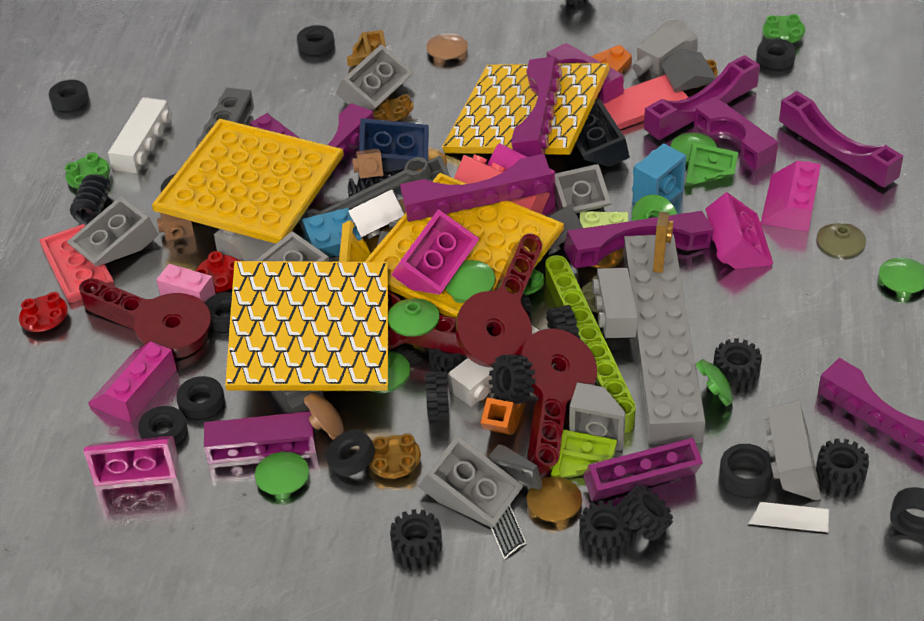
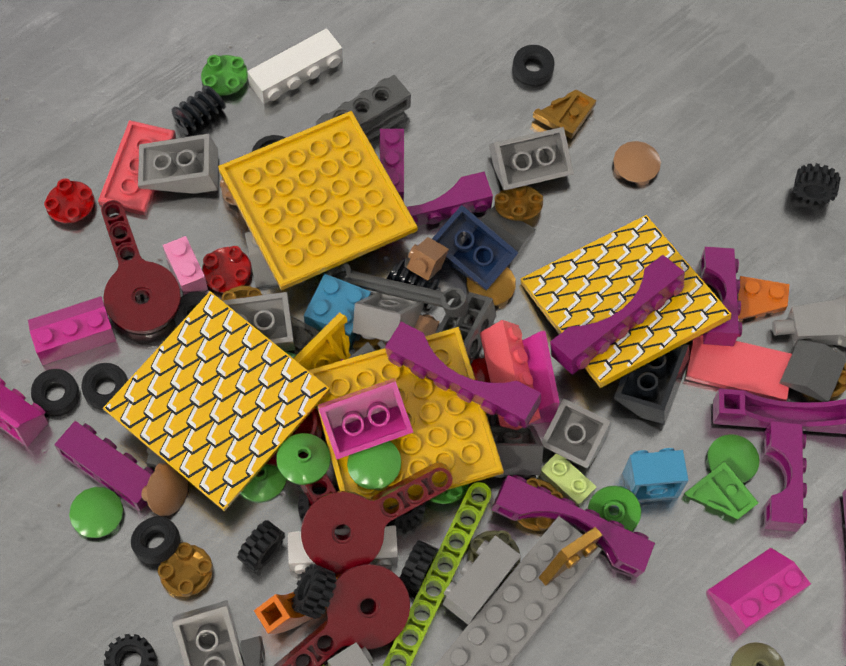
camera: 35 degrees right, 20 degrees up
(738, 234) = (668, 590): dark pink slope -> none

